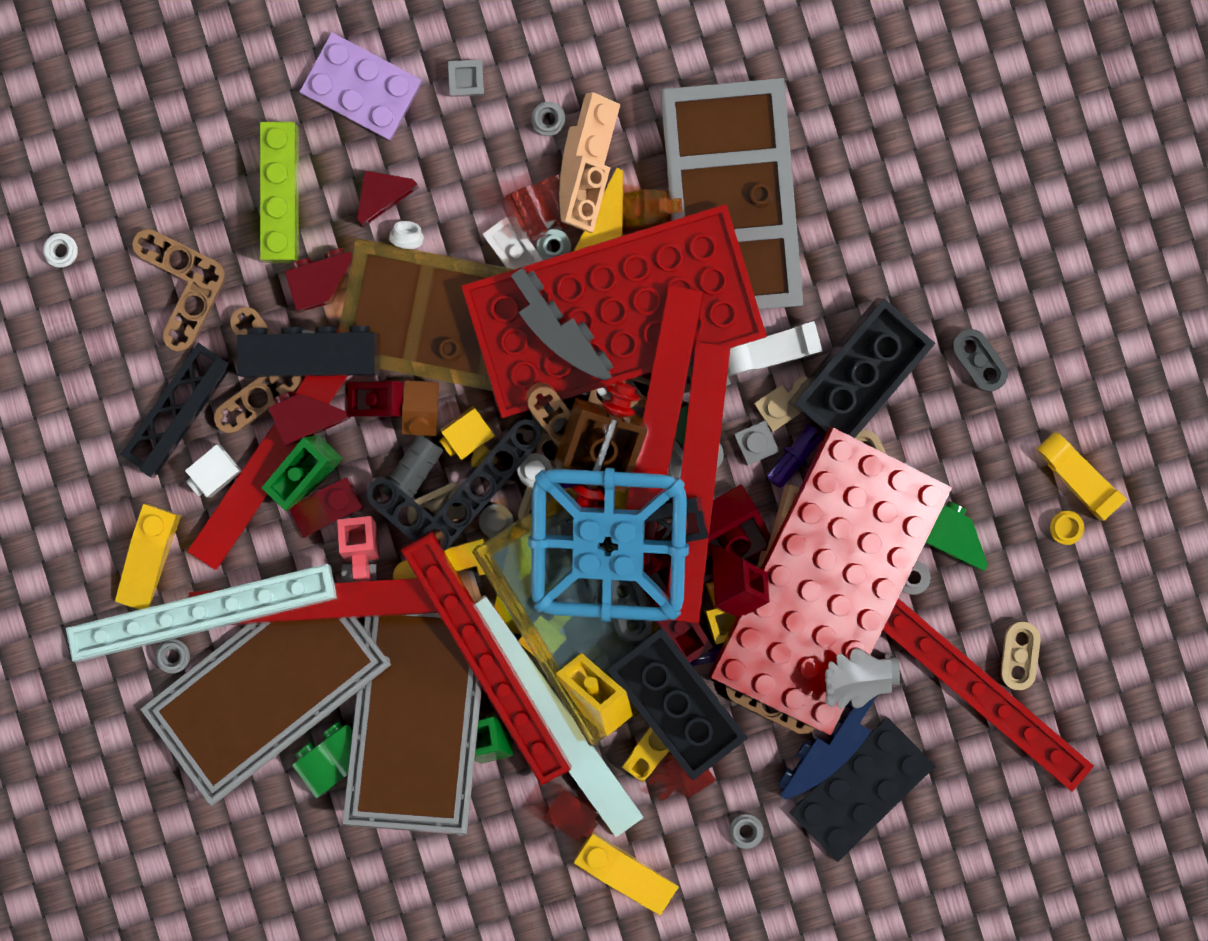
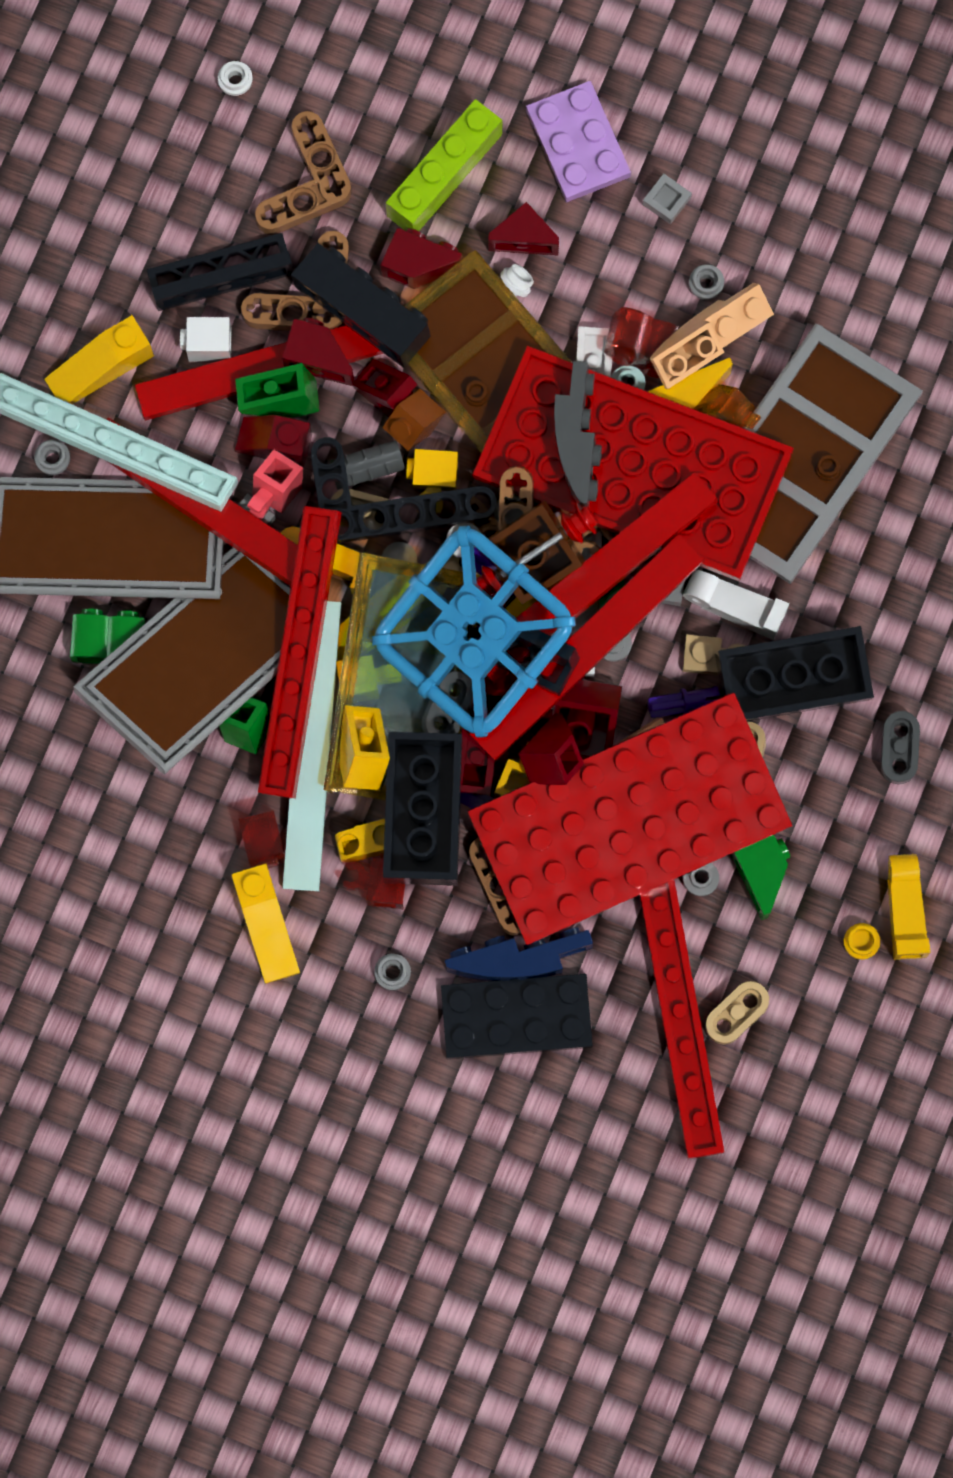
camera: 40 degrees right, 10 degrees down
(756, 443) = (662, 668): light grey plate -> none
(860, 678) = (588, 915): light grey plant -> none

